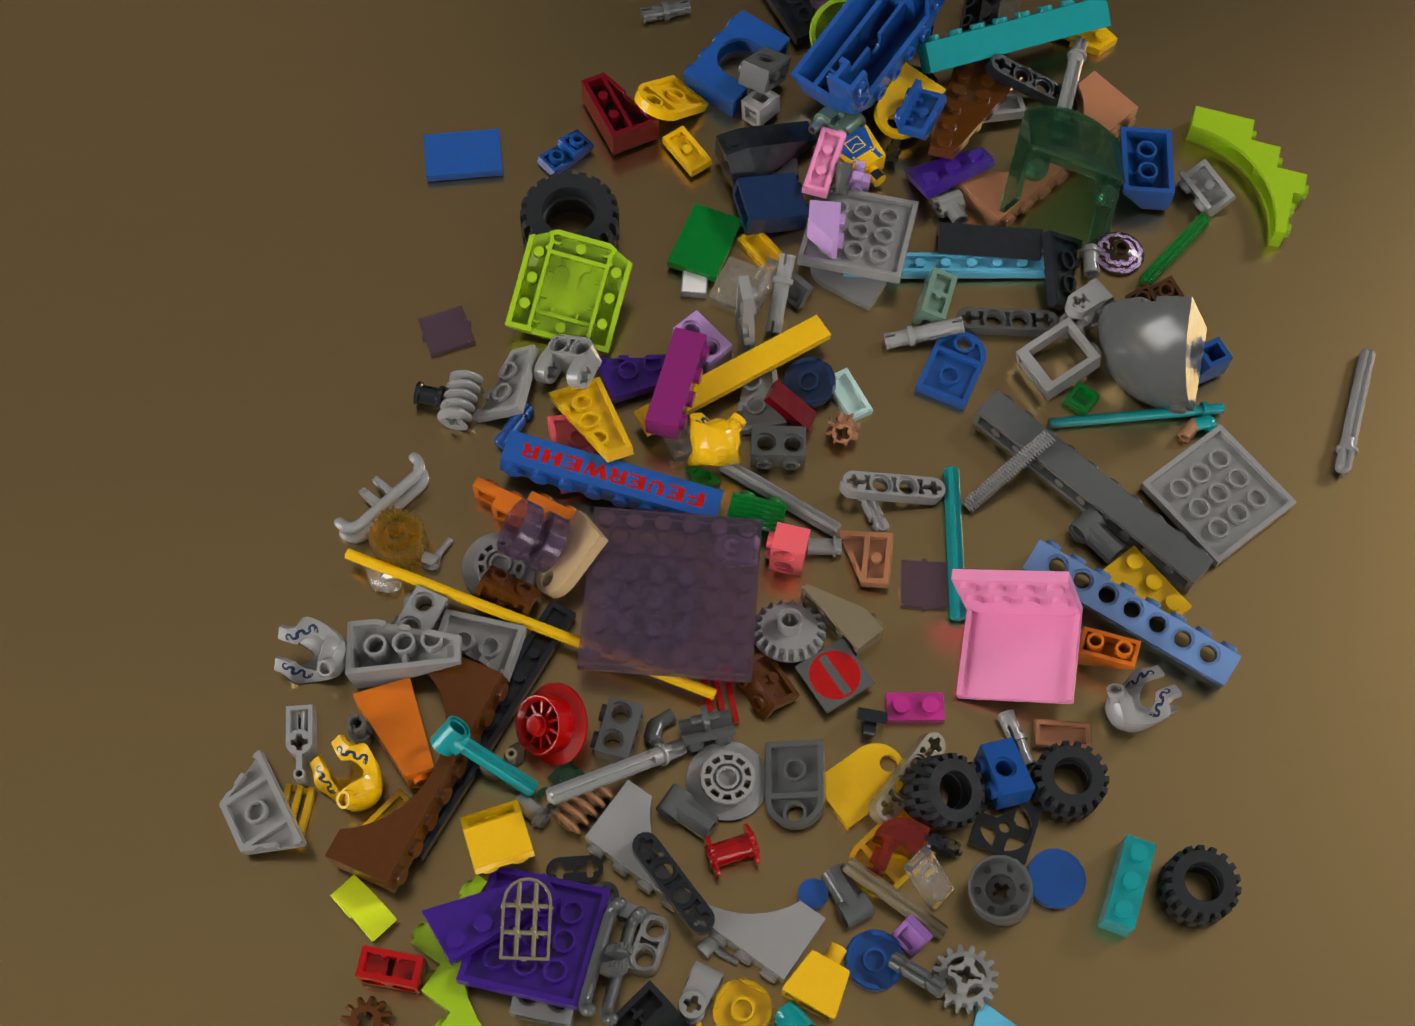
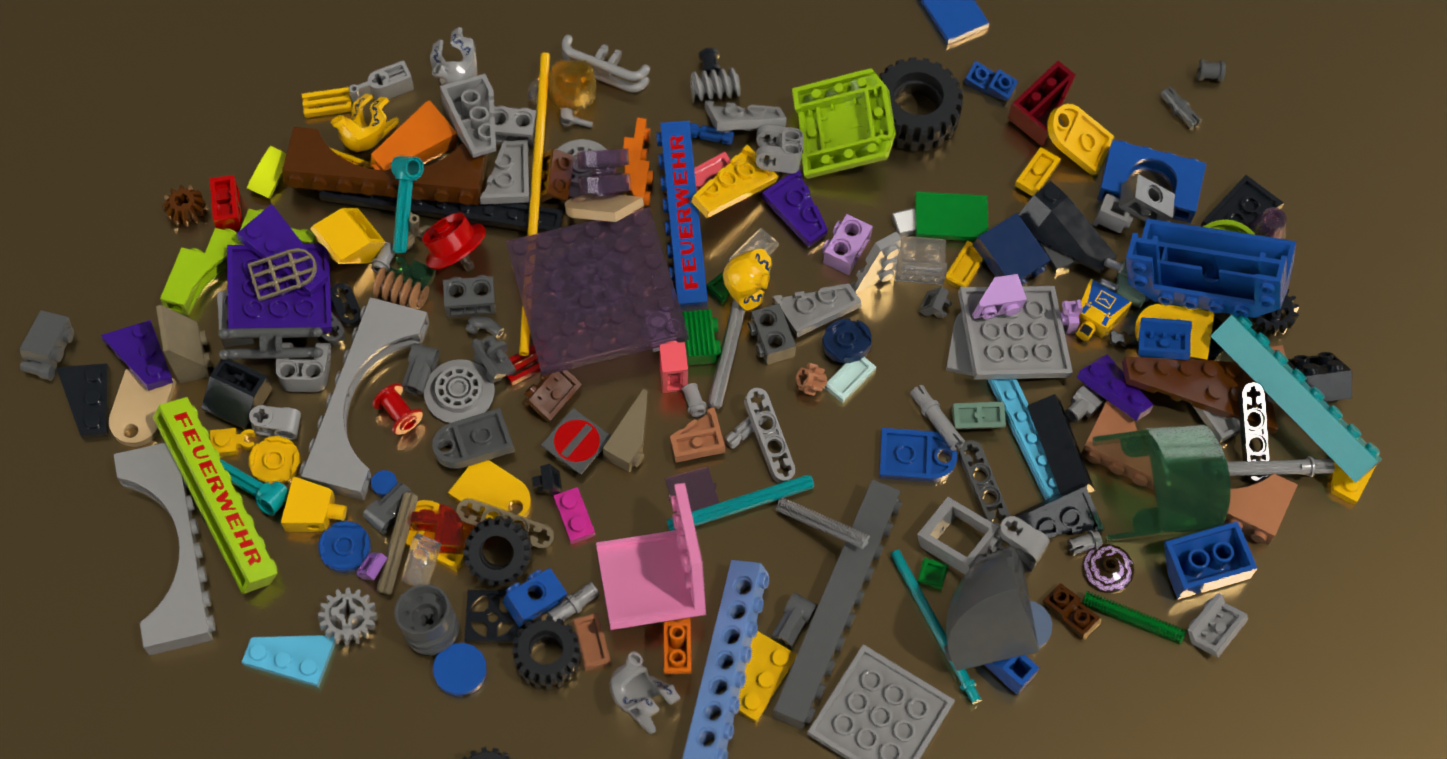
camera: 70 degrees right, 0 degrees up
(259, 811) = (319, 76): light grey wing -> none
(358, 730) = (399, 114): dark grey pin -> none
(446, 331) = (778, 56): piece -> none
(659, 755) = (427, 298): light grey axle -> none
(670, 885) = (353, 371): black beam -> none
(676, 383) = (789, 229): magenta brick -> none
(709, 946) = (313, 418): light grey hand -> none
(753, 364) = (824, 276): yellow tile -> none
(782, 283) = (920, 286): light grey pin -> none
(789, 631) = (598, 405): light grey gear -> none
(790, 406) = (812, 330): dark red tile -> none
(824, 162) = (1071, 278): bright pink tile -> none
(842, 178) = (1056, 299): dark grey pin -> none
(917, 974) = (337, 575): dark grey axle -> none
(943, 845) = (452, 565): black axle -> none
(1126, 885) = (469, 725): teal brick -> none
(1196, 424) = (949, 682): arm -> none
(1258, 161) = (1252, 698): lime arch -> none

